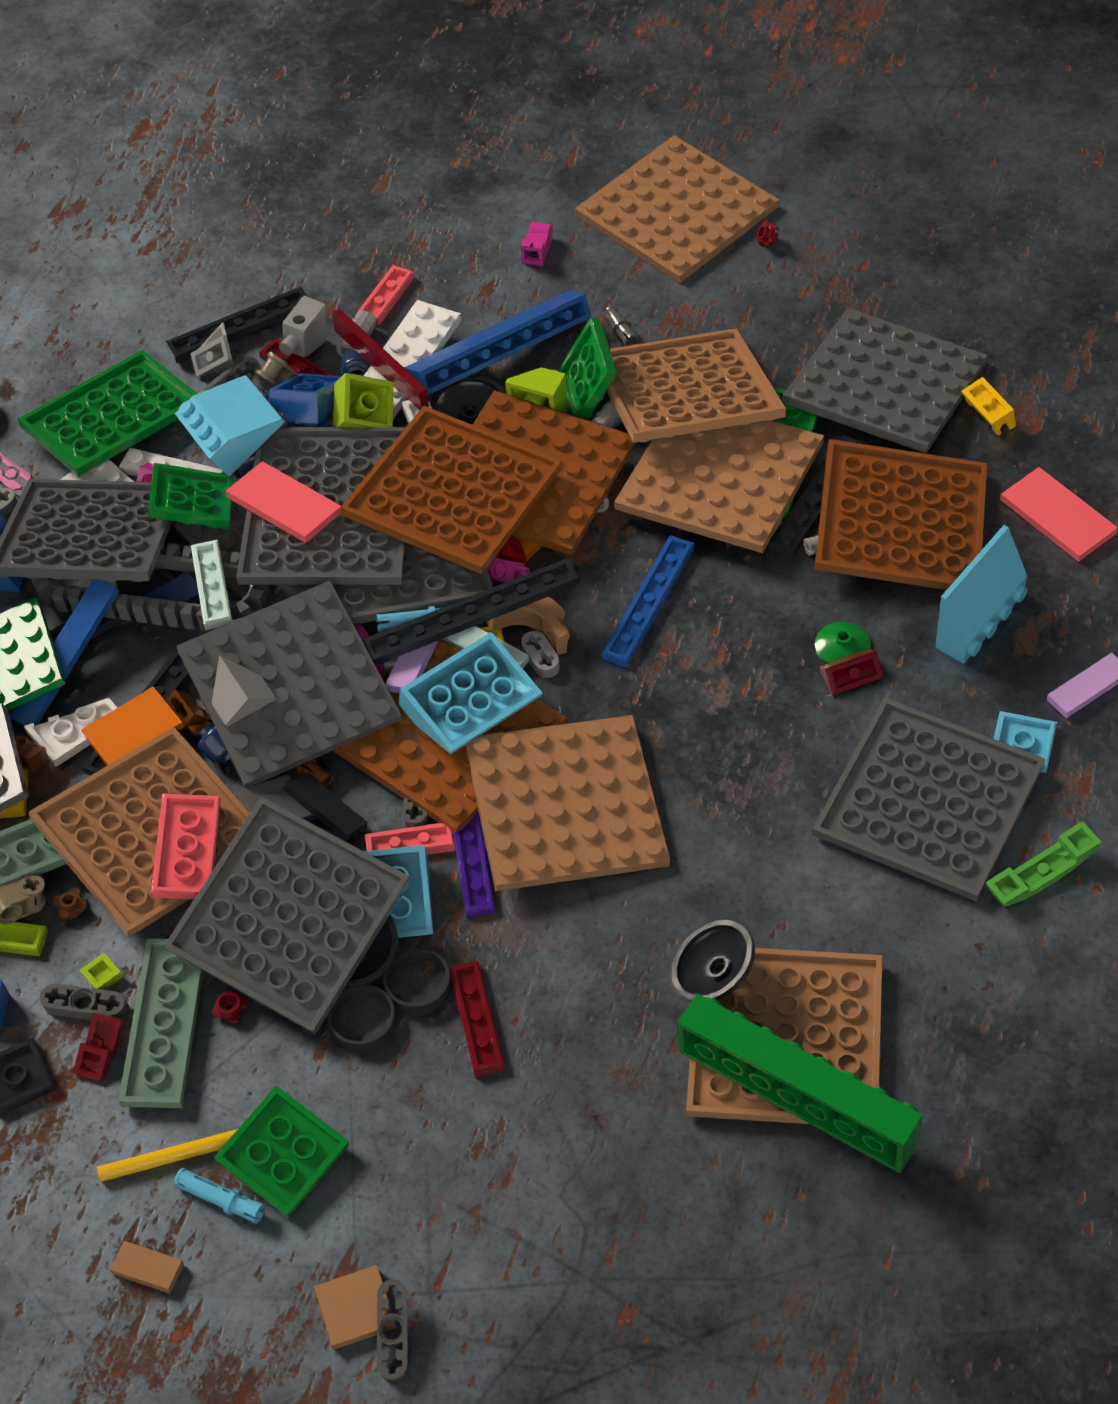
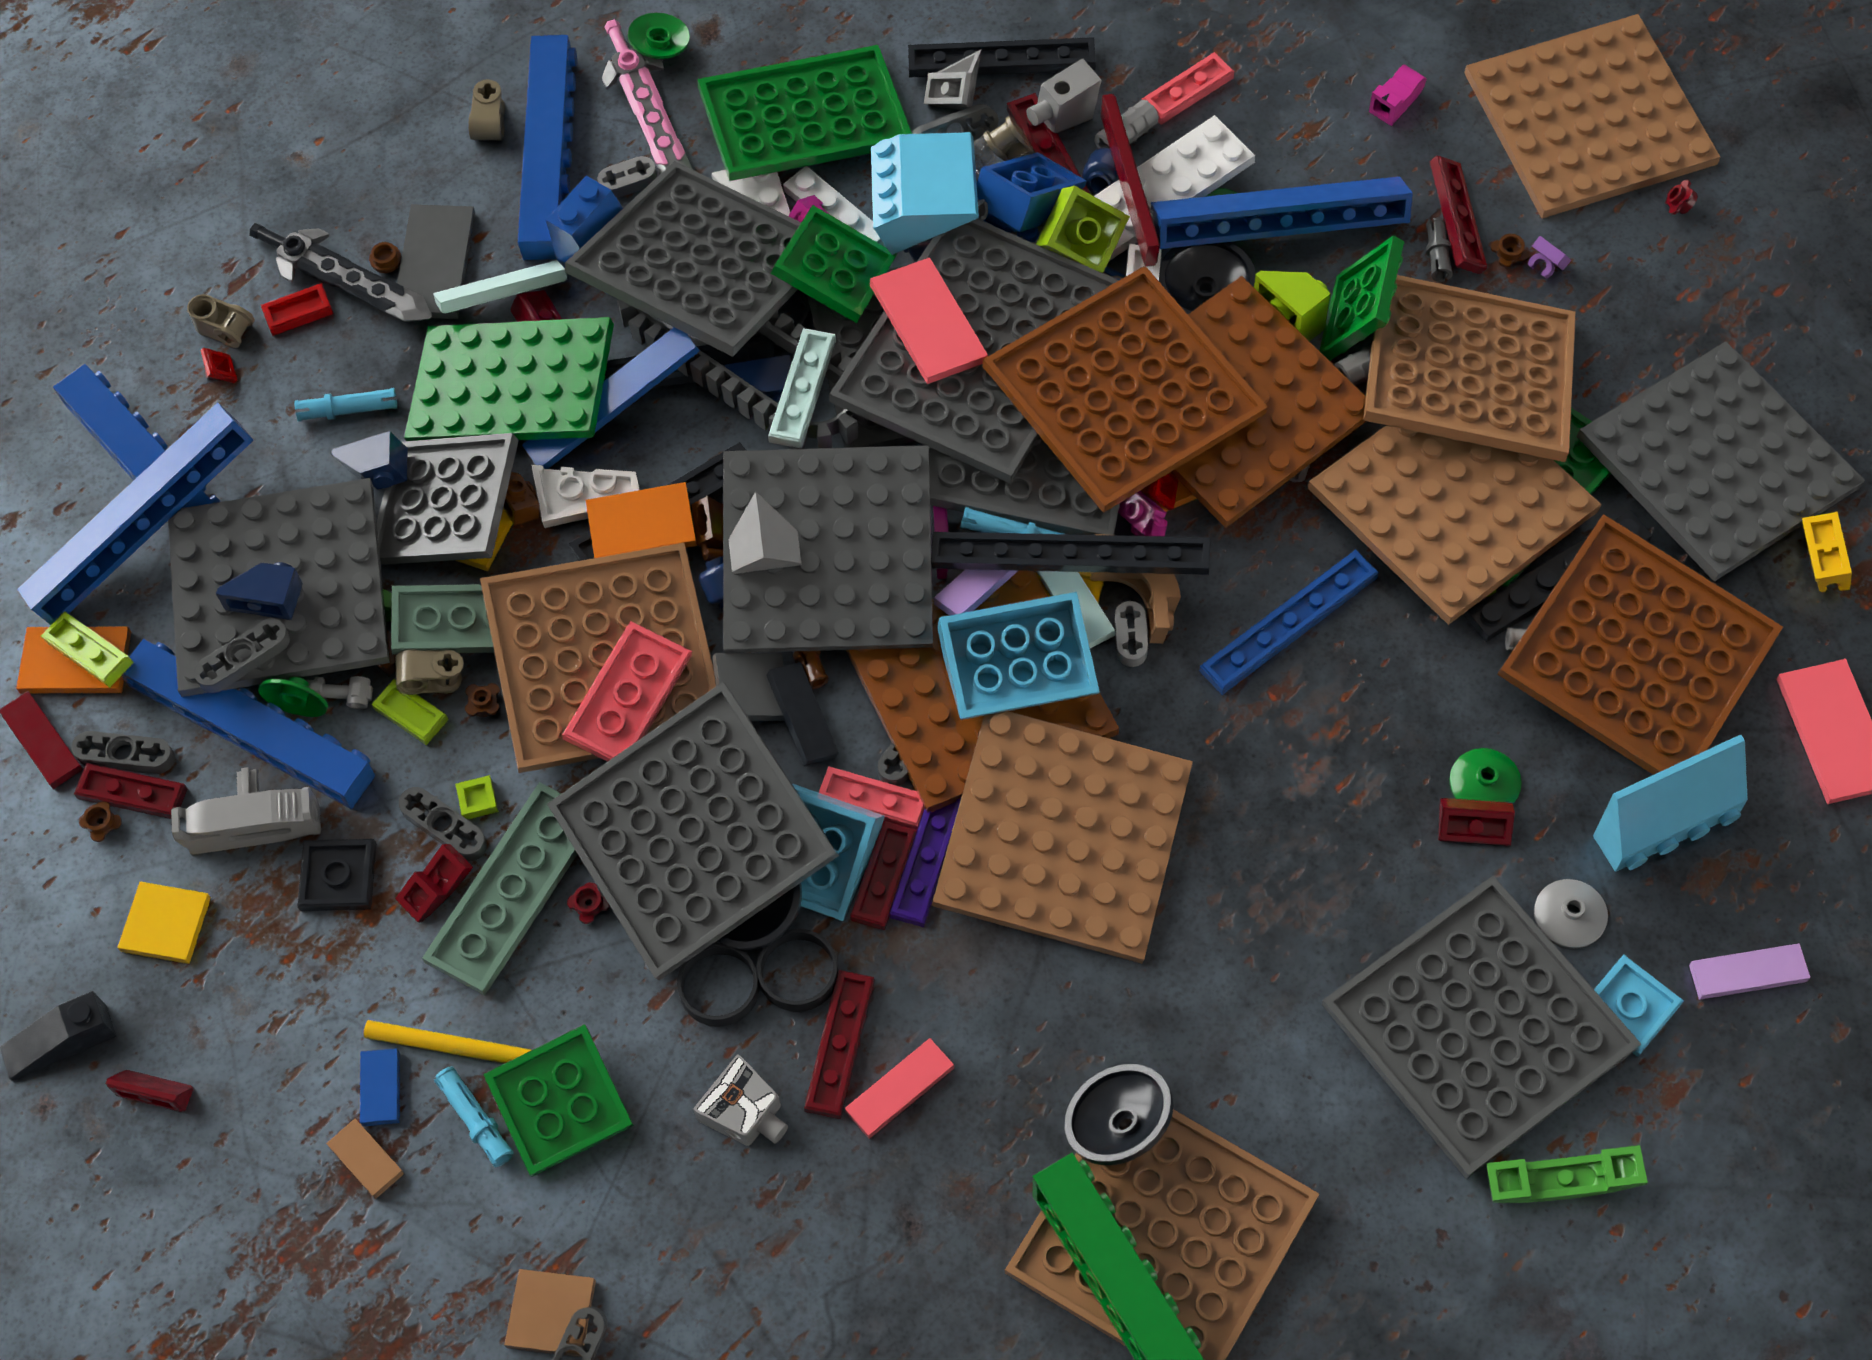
camera: 25 degrees right, 10 degrees up
(131, 1210) = (379, 1087): none -> blue tile
(426, 1091) = (741, 1105): none -> torso
(446, 890) = (883, 875): none -> dark red tile
(538, 1027) = (899, 1088): none -> coral tile
(622, 300) = (1458, 215): none -> dark red tile
(669, 308) = (1513, 243): none -> reddish brown plate
(698, 299) = (1550, 255): none -> medium lavender tile
(955, 710) = (1567, 928): none -> light grey dish

